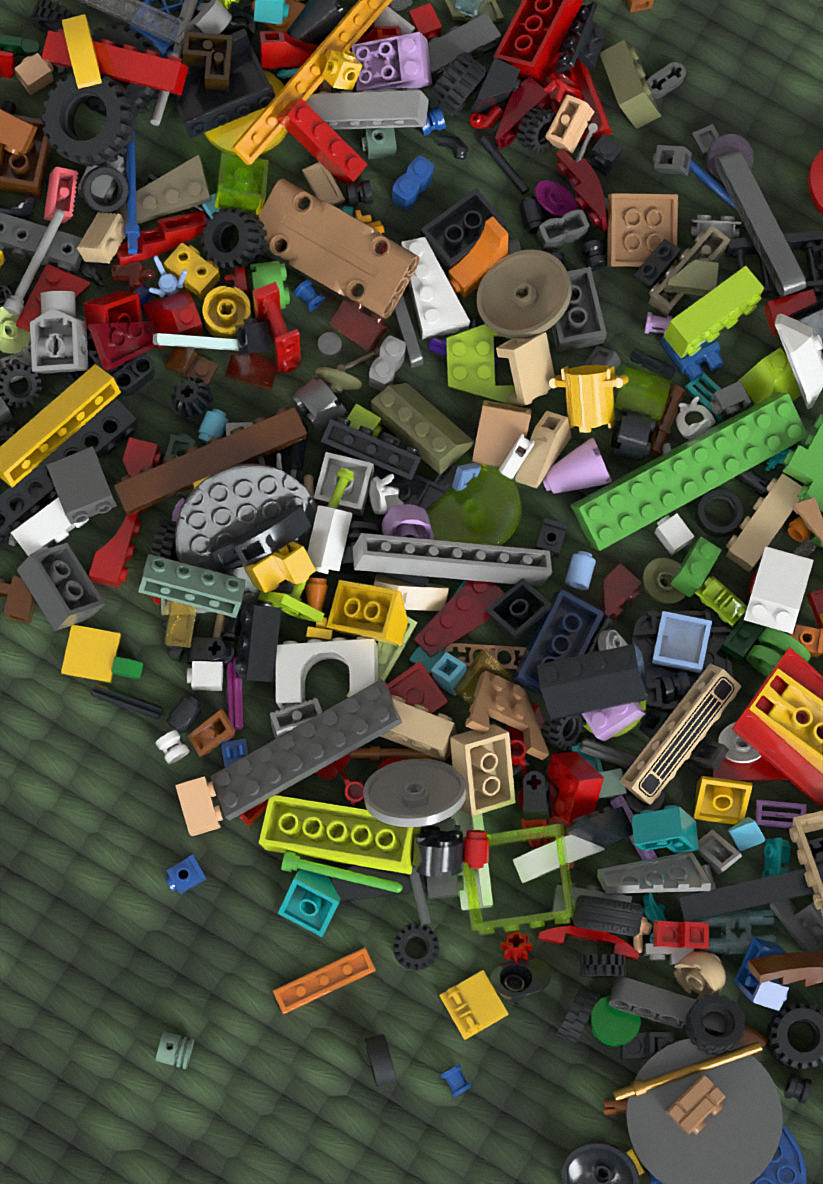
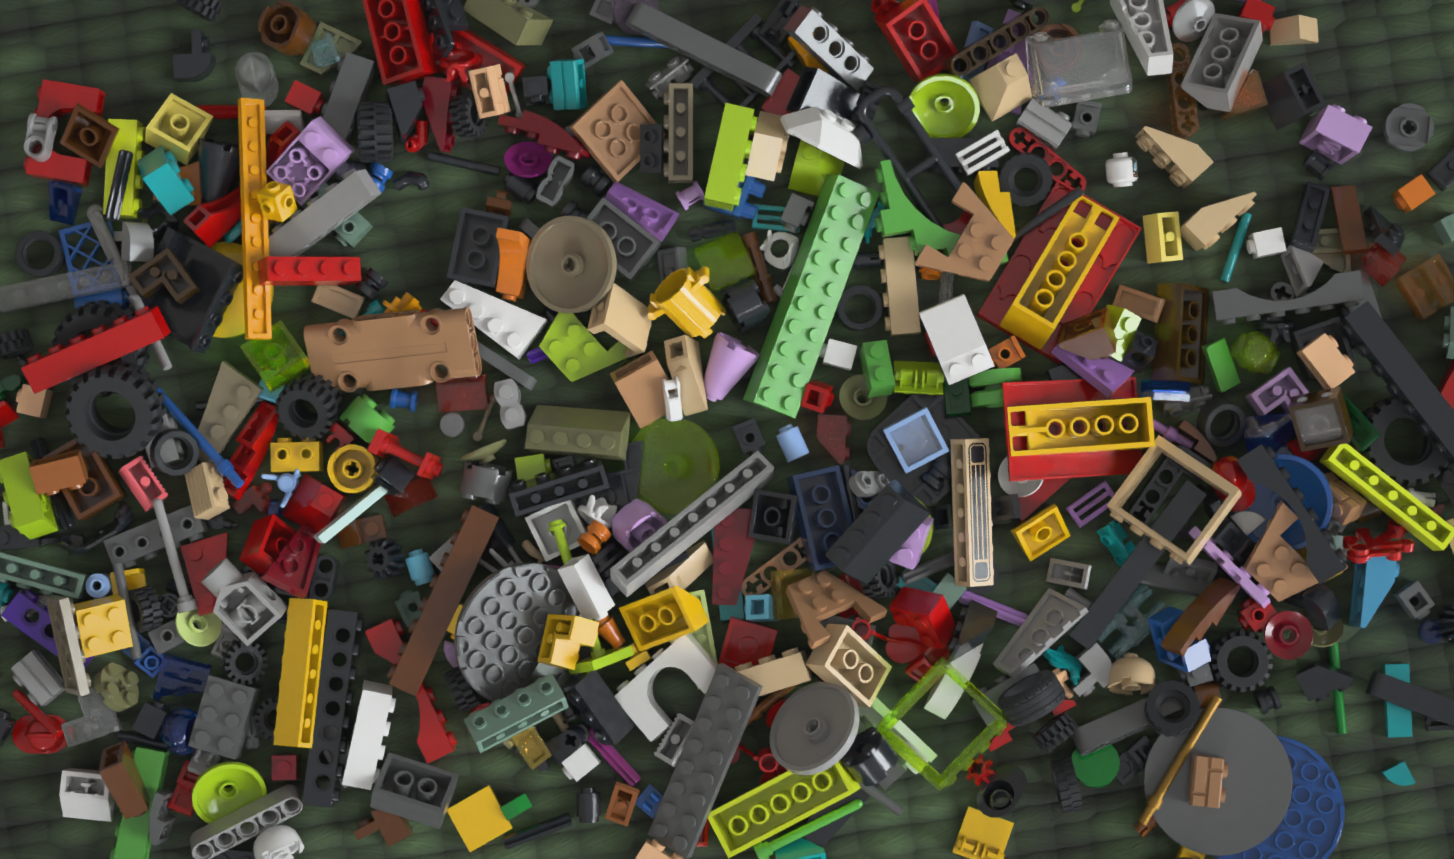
camera: 30 degrees left, 10 degrees up
(81, 51) = (65, 367): yellow slope -> none
(81, 485) = (364, 705): dark grey panel -> none
(172, 747) = (596, 835): white wheel -> none
(263, 541) = (540, 632): black slope -> none
(367, 507) = (594, 537): none -> orange wheel
(405, 958) = (914, 844): black tyre -> none
(410, 184) = (407, 232): blue brick -> none
(464, 475) = (643, 445): medium blue tile -> none
(476, 848) = (894, 731): red brick -> none
(507, 212) = (500, 204): none -> reddish brown tile
(536, 801) = (905, 649): black piece -> none
(612, 306) = (642, 210): none -> medium lavender wing
(633, 167) = (567, 84): none -> teal brick
(634, 552) = (817, 396): none -> red brick
(665, 828) = (1021, 590): teal brick -> none
(681, 935) = (1094, 662): red slope -> none
(694, 279) = (693, 140): olive slope -> none
(746, 834) = (1079, 541): medium azure slope -> none
(749, 331) = (767, 147): none -> tan brick
(757, 1014) = (1197, 676): none -> dark grey brick

